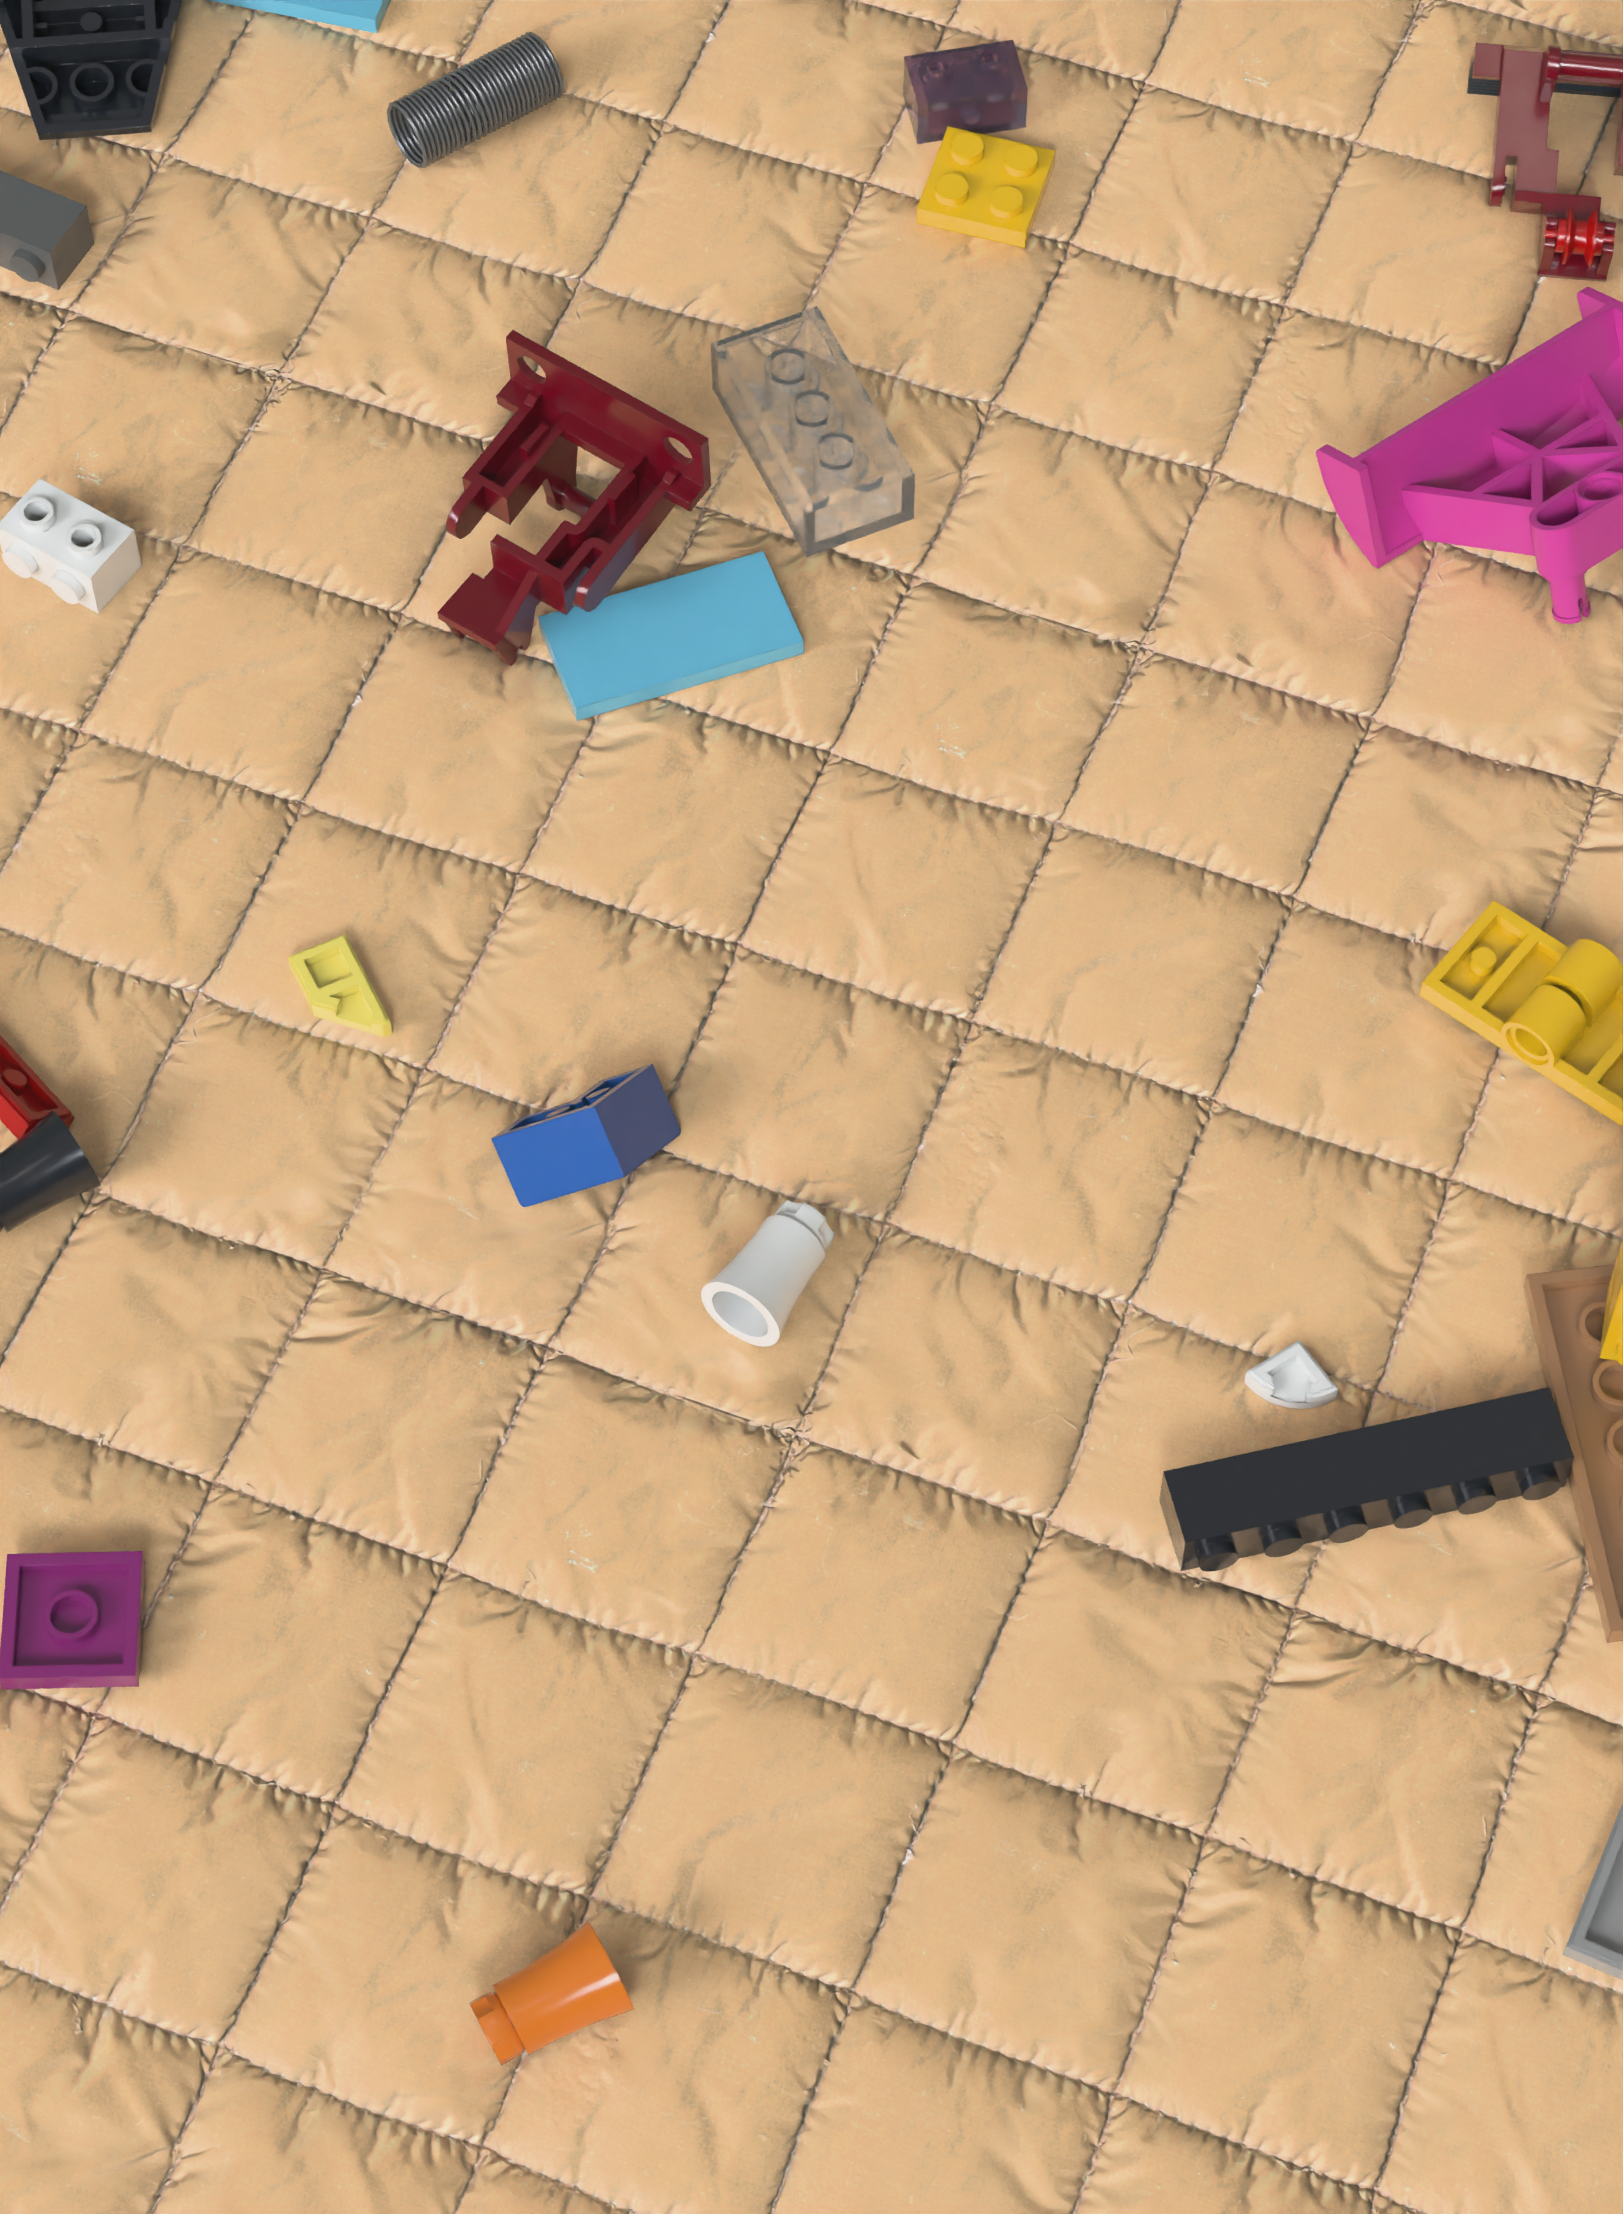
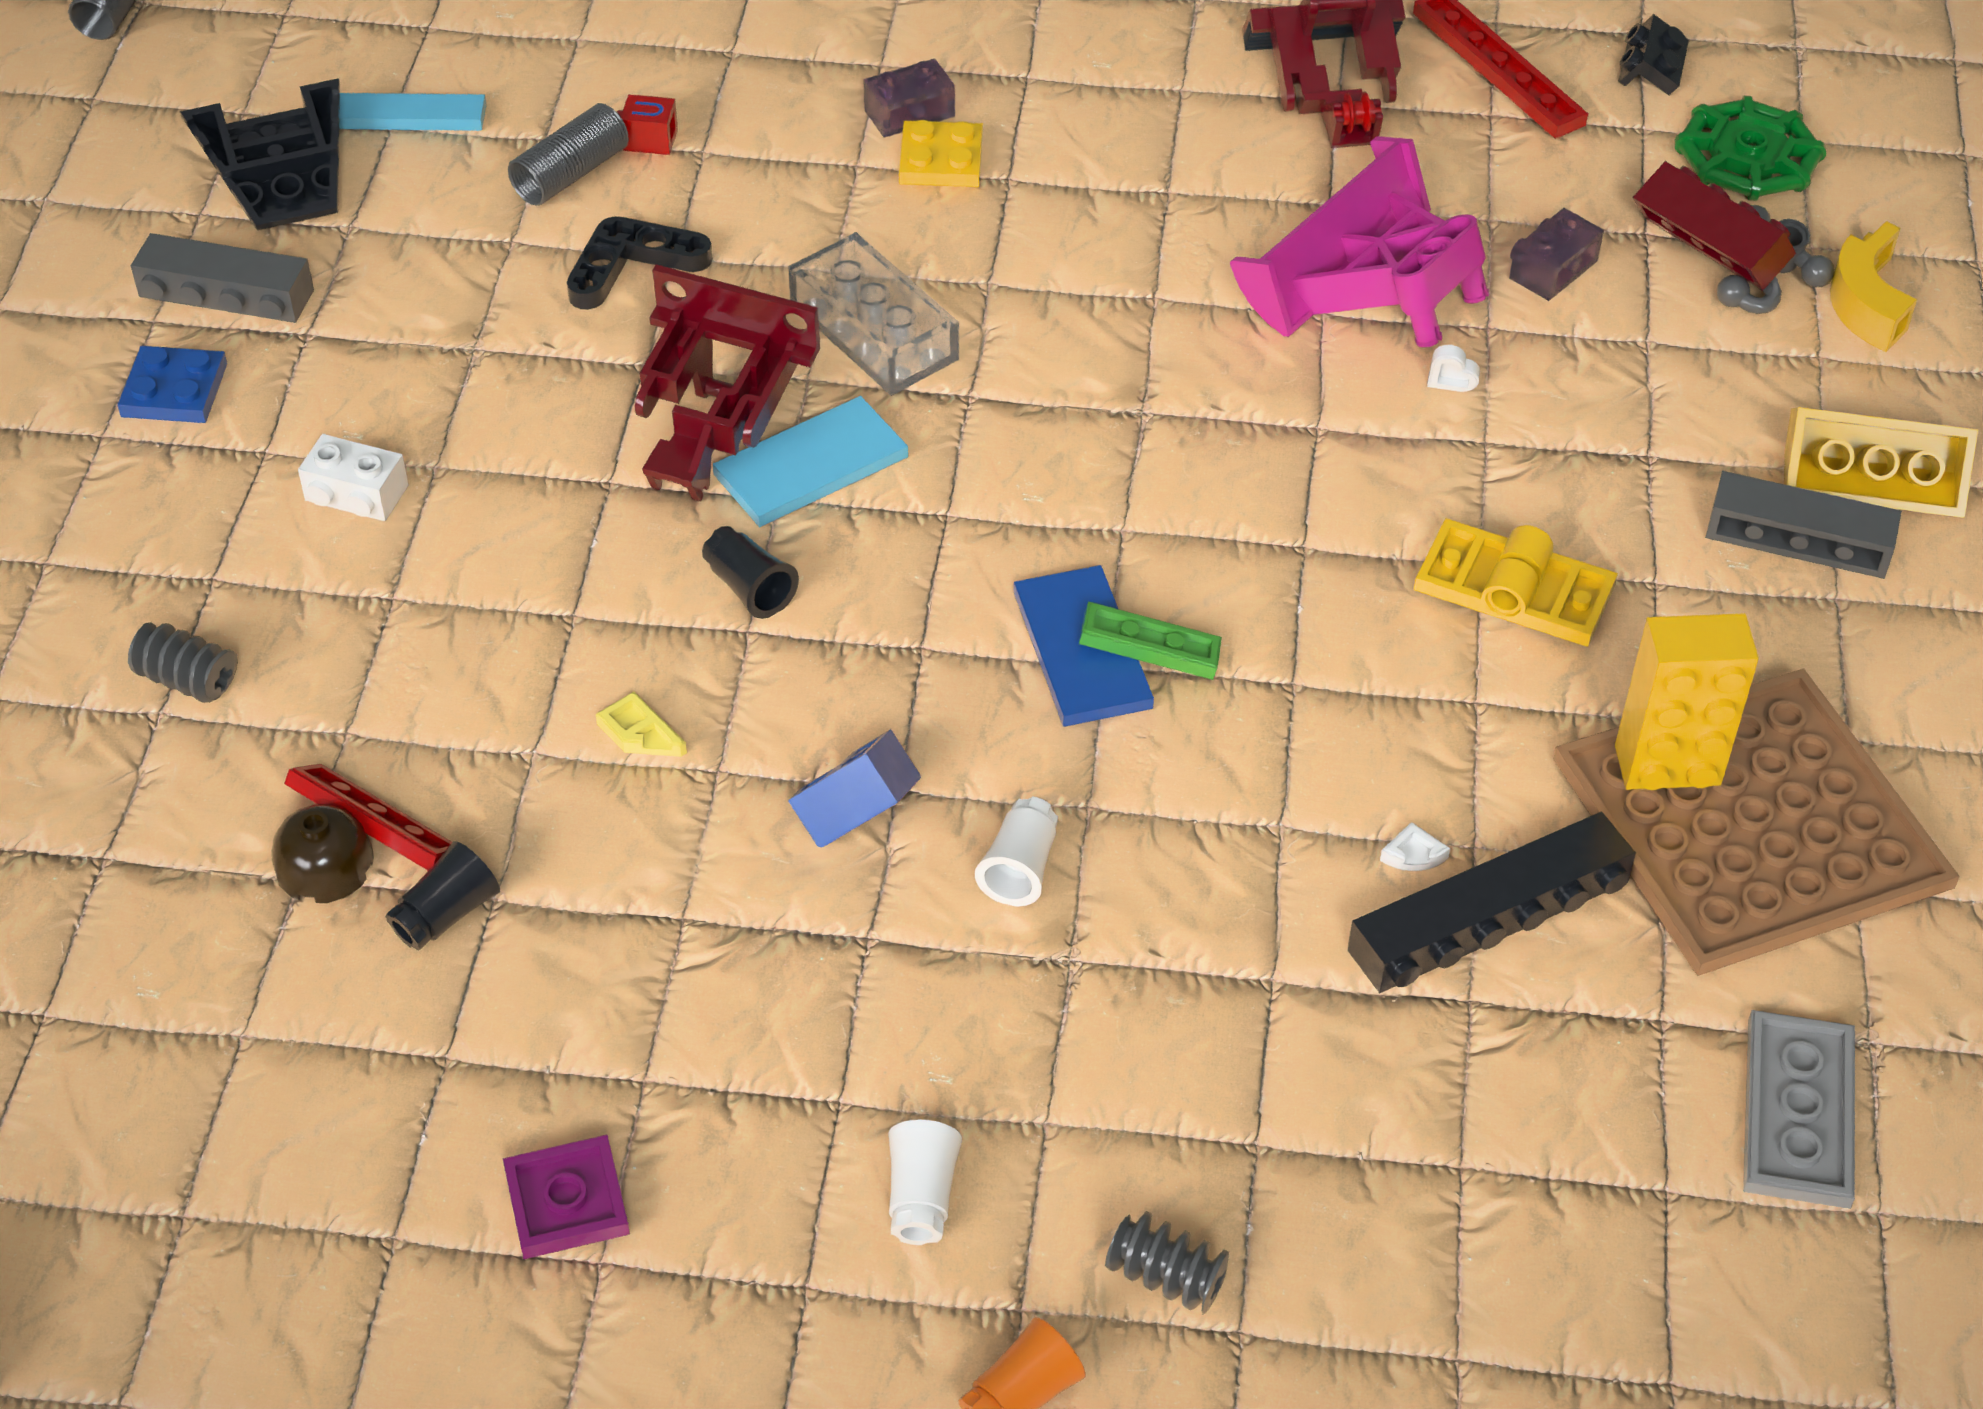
camera: 15 degrees left, 10 degrees down
(509, 1701) = (921, 1178): none -> white plant
(510, 258) = (624, 240): none -> black beam
(542, 795) = (751, 572): none -> black plant
(598, 69) = (650, 123): none -> red brick
(781, 1884) = (1167, 1262): none -> dark grey piece
(948, 987) = (1081, 679): none -> blue tile
(1035, 1001) = (1150, 640): none -> bright green tile
(1583, 672) = (1452, 370): none -> white tile

